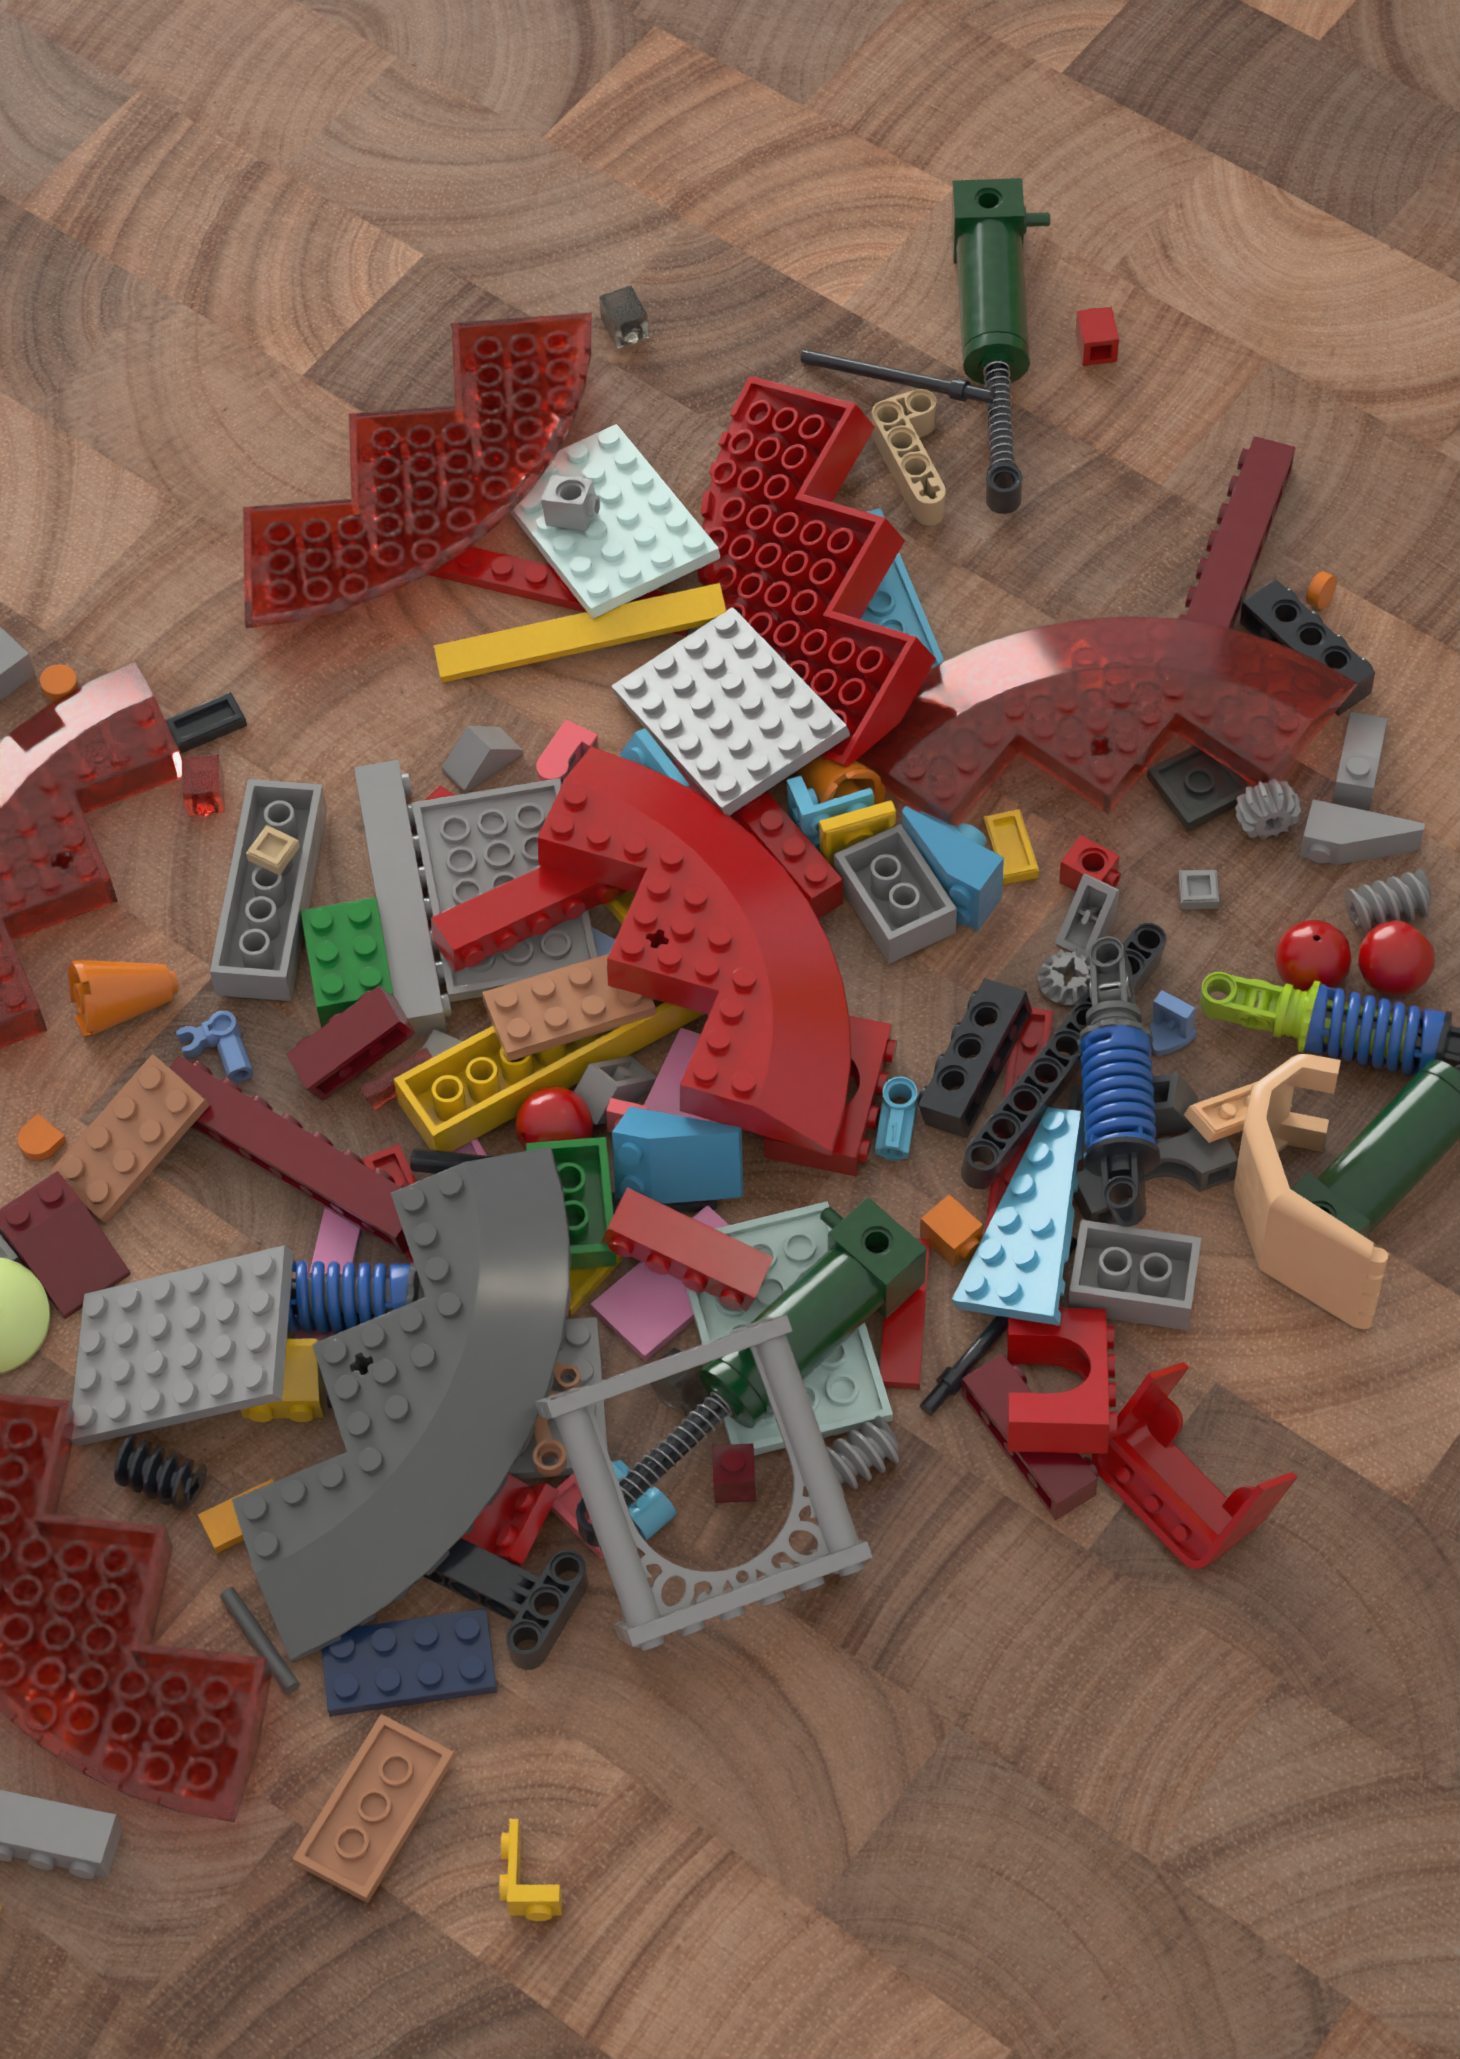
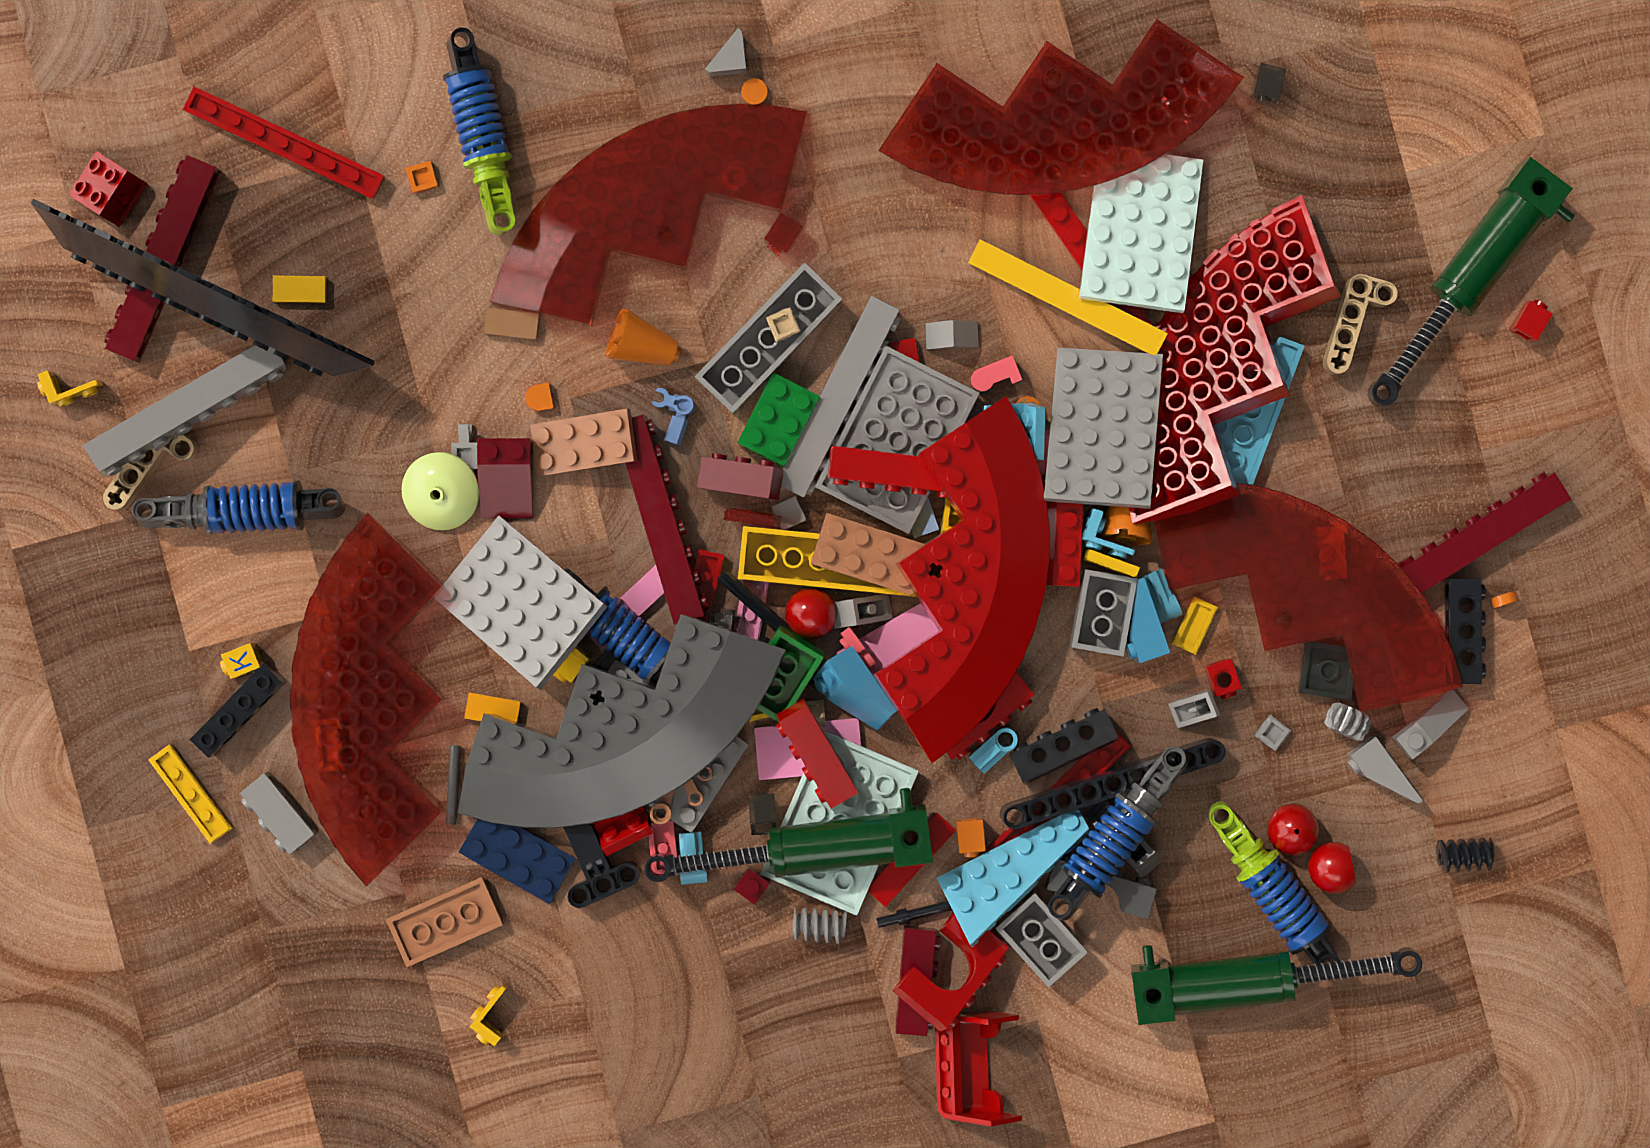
camera: 30 degrees right, 30 degrees up
(158, 1477) = (463, 656): black piece -> none
(206, 722) = (816, 186): black tile -> none
(570, 502) = (1125, 201): light grey brick -> none
(643, 1611) = (708, 977): light grey arch -> none
(956, 389) = (1411, 304): black bar -> none
(1052, 980) = (1145, 729): light grey gear -> none
(1171, 1024) = (1182, 806): medium blue tile -> none
(1220, 1114) = (1173, 888): light nougat tile -> none
(1286, 1231) = (1135, 961): light nougat windscreen -> none
(1389, 900) = (1364, 827): light grey piece -> none

